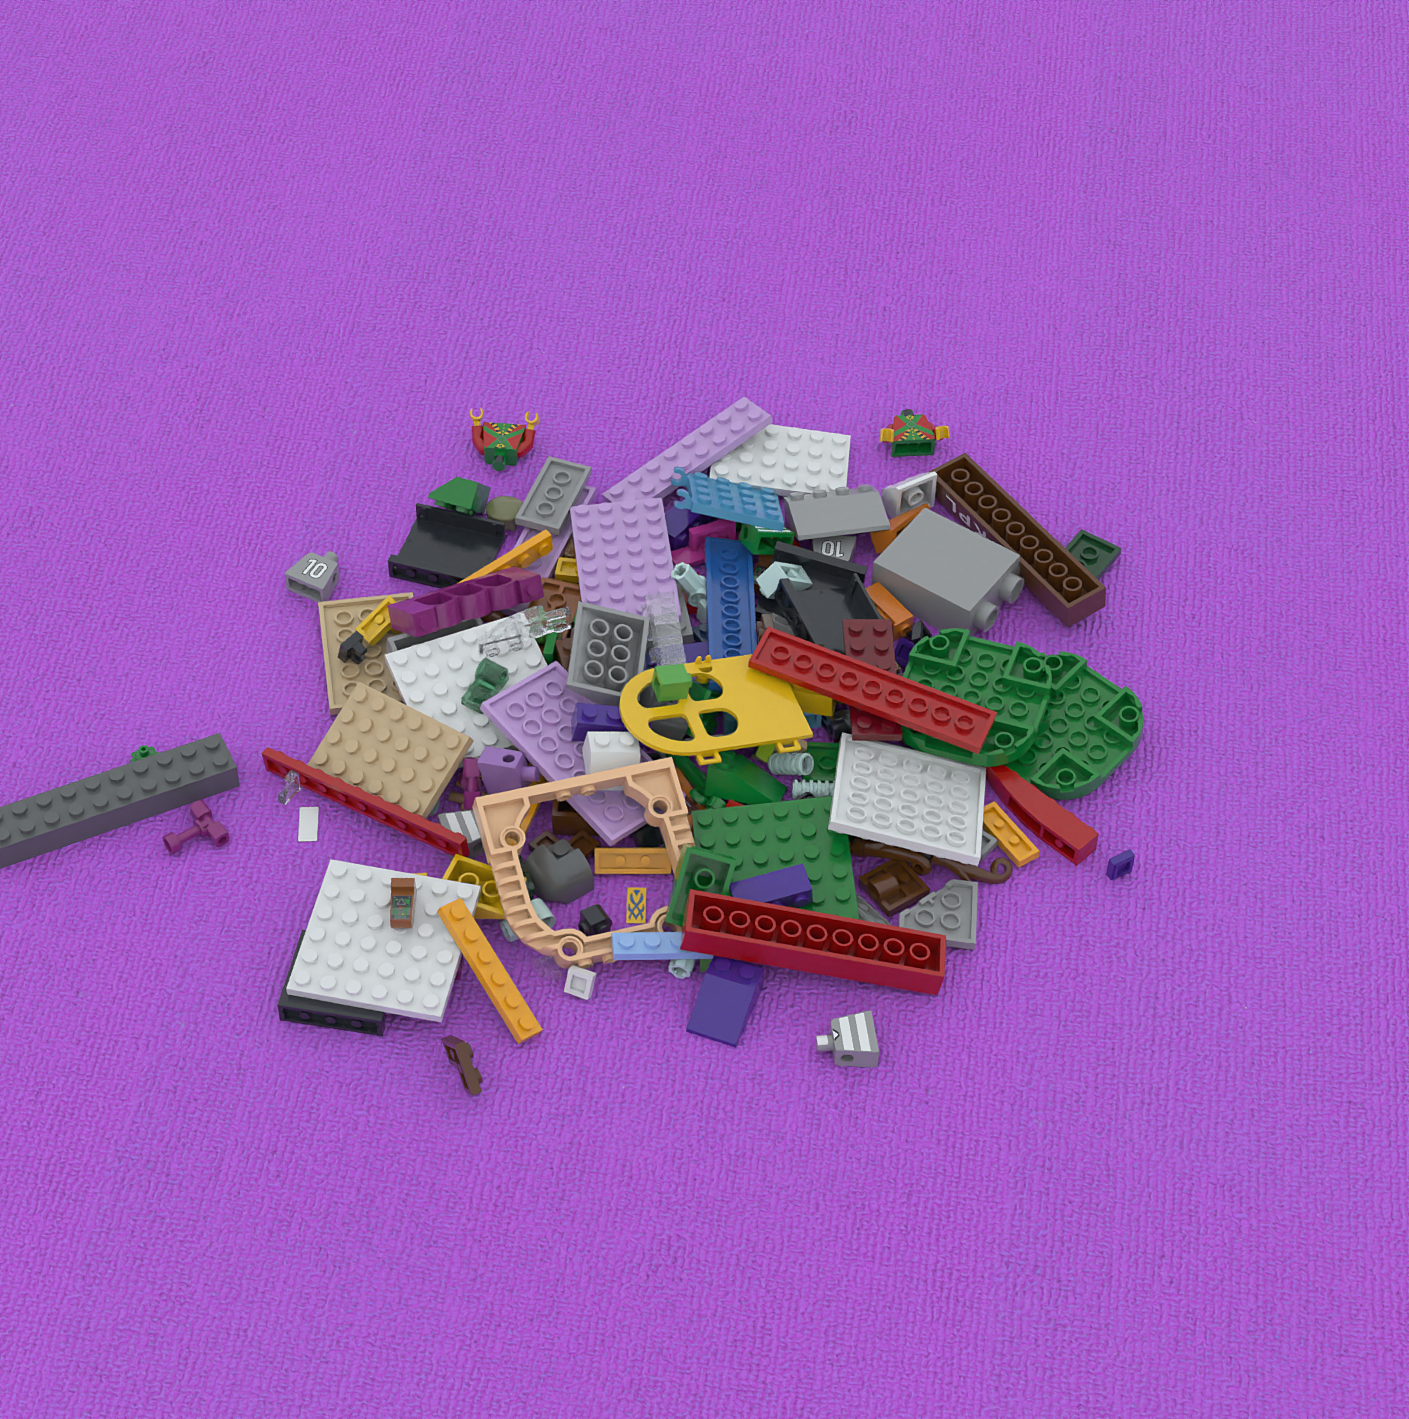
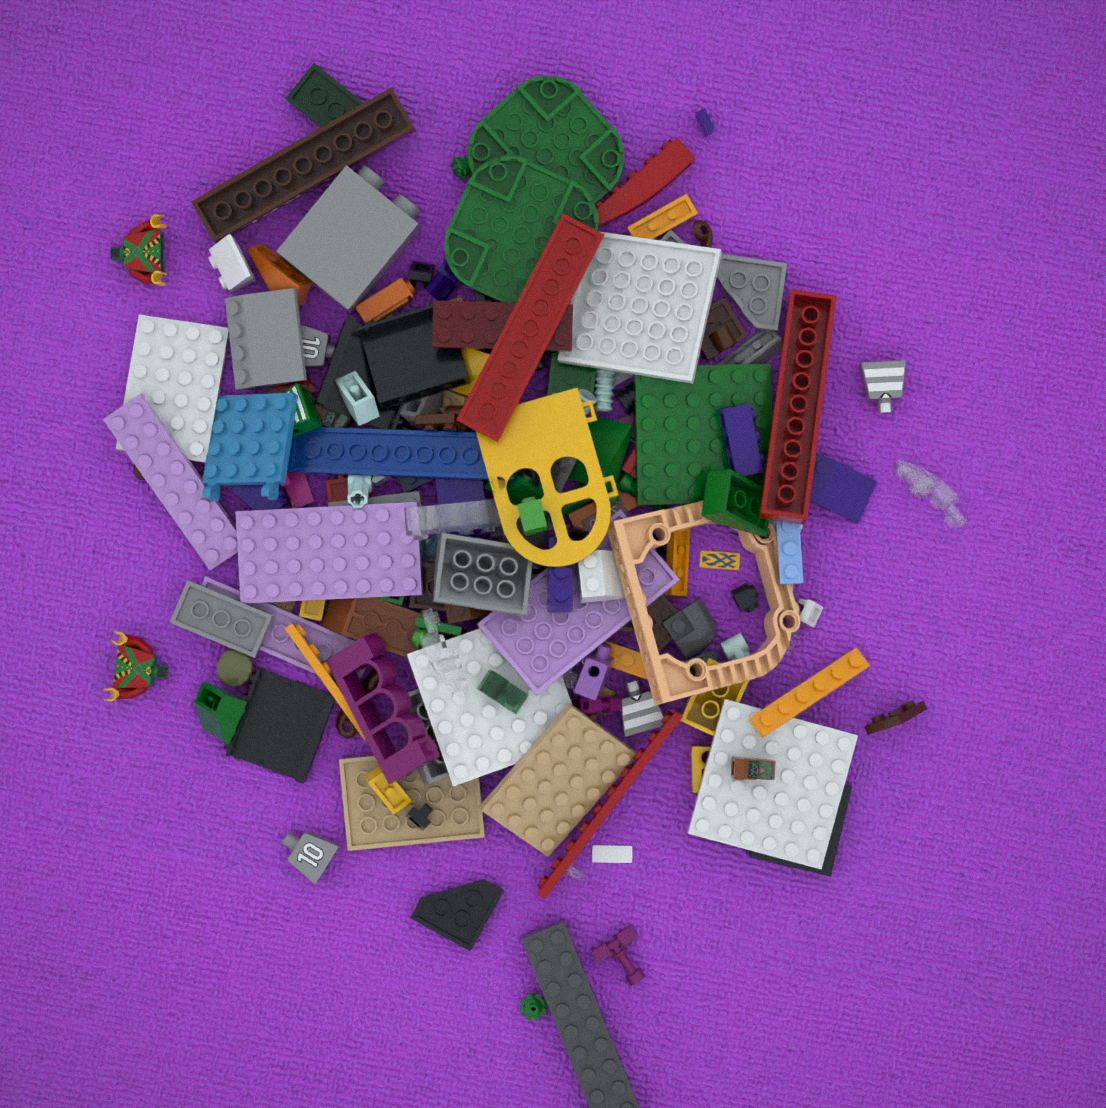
camera: 85 degrees left, 40 degrees up
(250, 694) = (459, 911): none -> black plate
(734, 1092) = (926, 483): none -> clear slope

